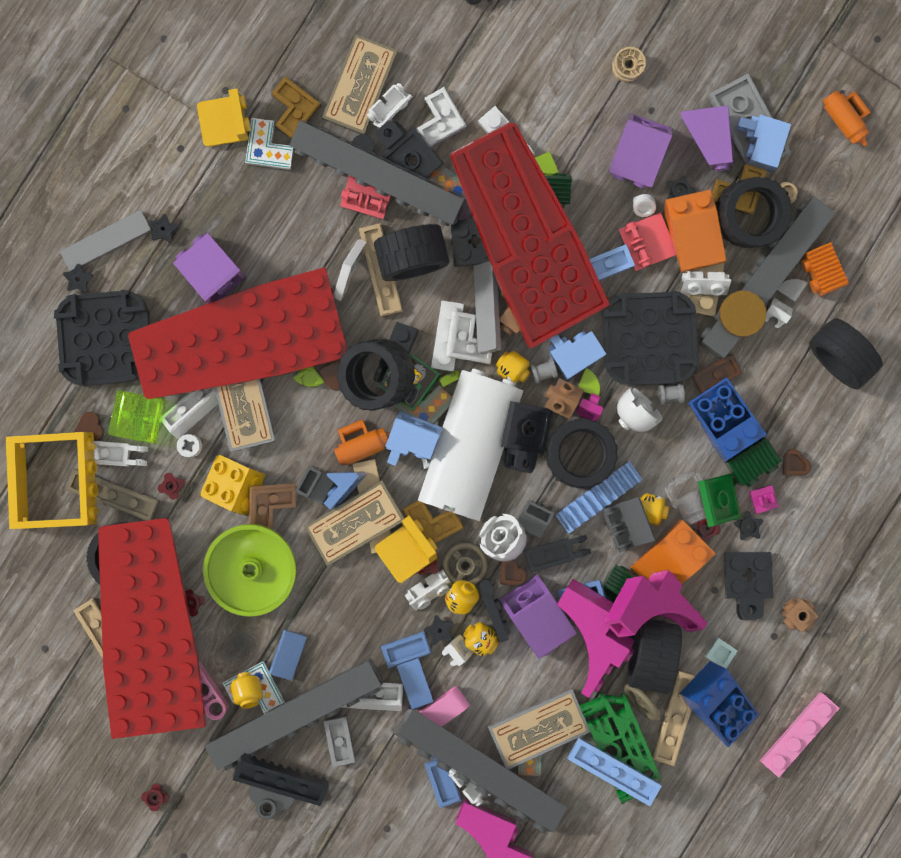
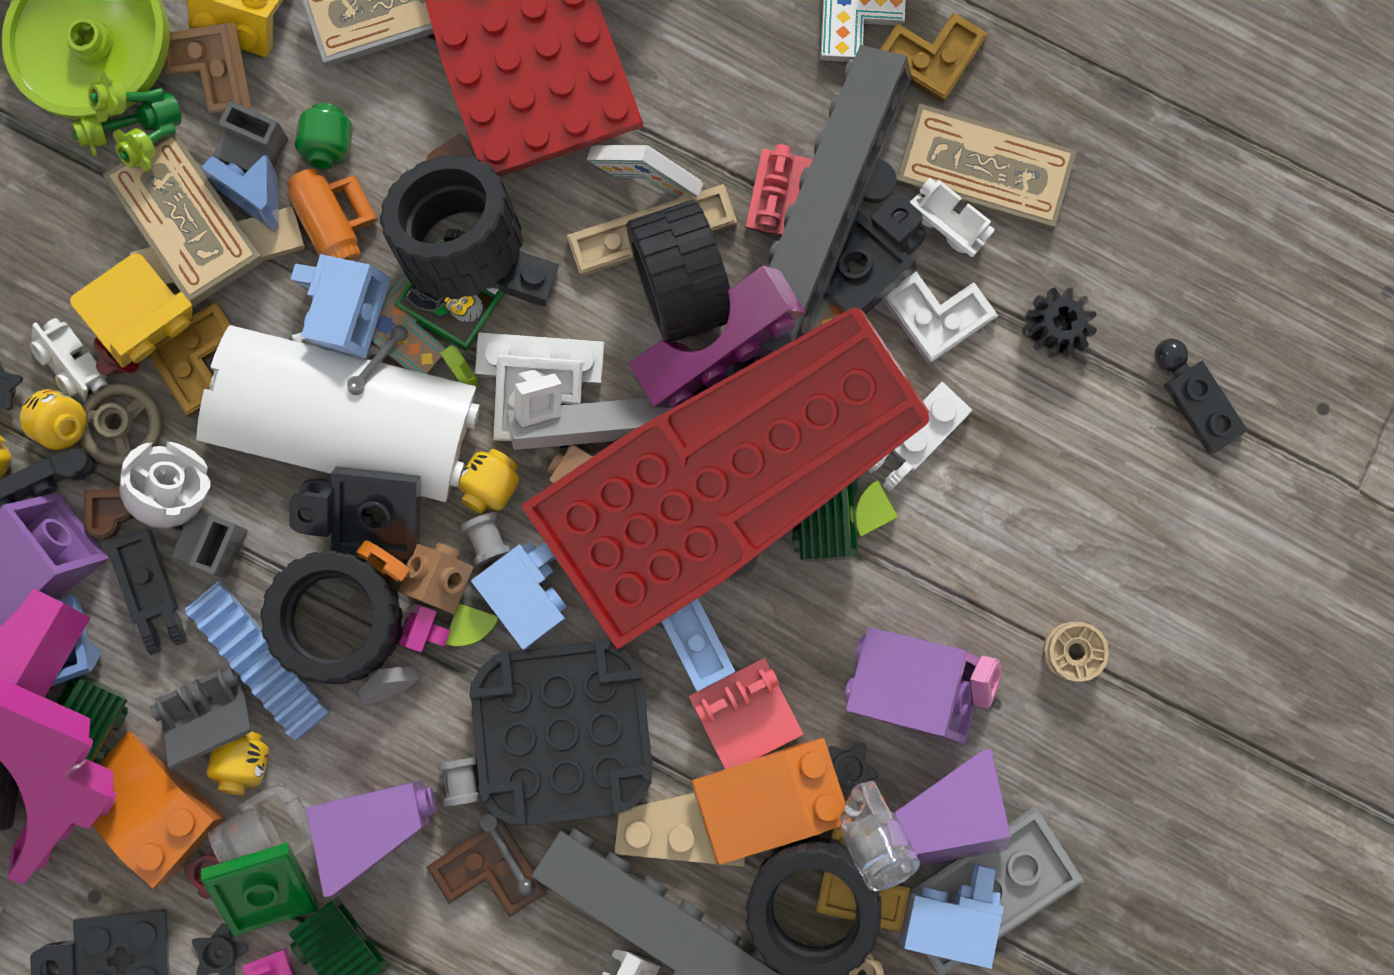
camera: 70 degrees right, 5 degrees down
(290, 553) = (134, 148): none -> plant
(309, 378) = (445, 119): lime tile -> none
(315, 443) = (323, 136): none -> green head
(440, 211) = (759, 309): none -> magenta arch
(457, 430) = (356, 383): none -> dark grey hinge
(459, 49) = (1077, 319): none -> black gear
(474, 335) = (537, 398): none -> white tile
(554, 424) = (382, 561): none -> orange tile
(616, 429) = (387, 683): none -> light grey tile
(636, 411) = (420, 717): white cylinder -> none
(641, 113) = (985, 681): none -> bright pink tile
(644, 205) = (813, 701): white tile -> none
(693, 440) = (365, 829): none -> medium lavender slope
(695, 379) = (489, 823): none -> dark grey hinge
(715, 284) = (671, 849): white hinge -> none
(725, 173) = (877, 841): none -> clear piece
(726, 420) = (414, 891): blue slope -> none
(742, 313) = (617, 904): pearl gold tile -> none

